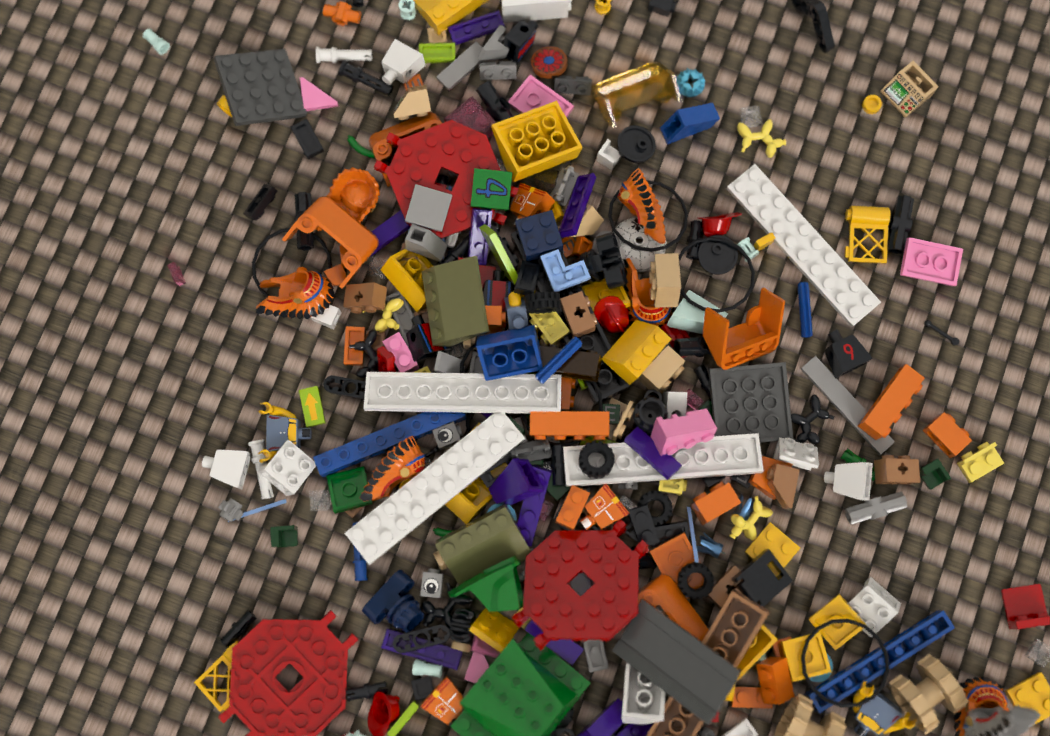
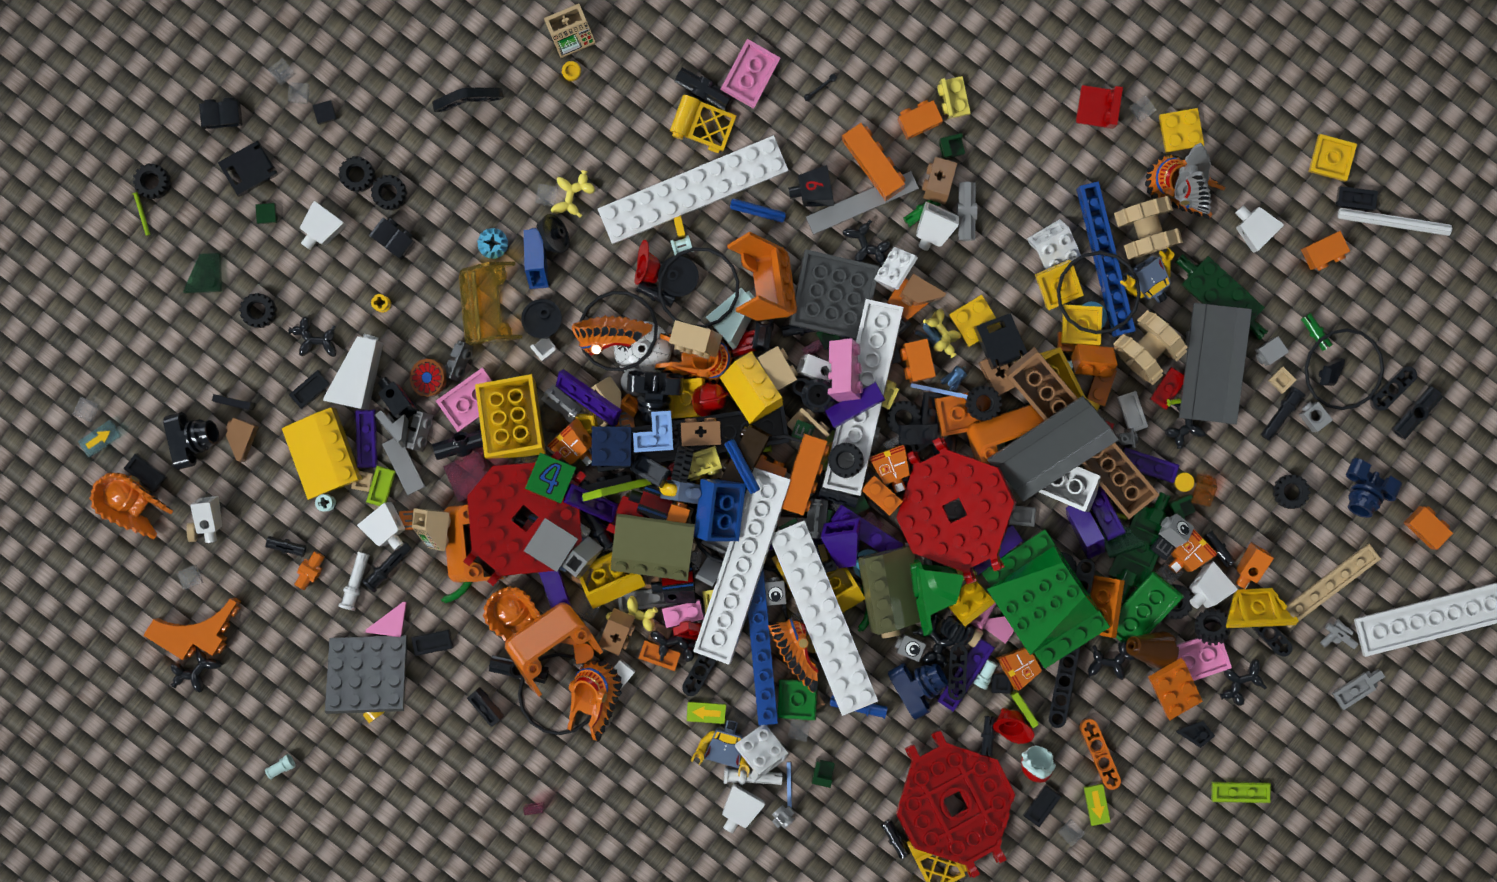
camera: 75 degrees left, 10 degrees up
(718, 130) = (553, 234): none -> black piece

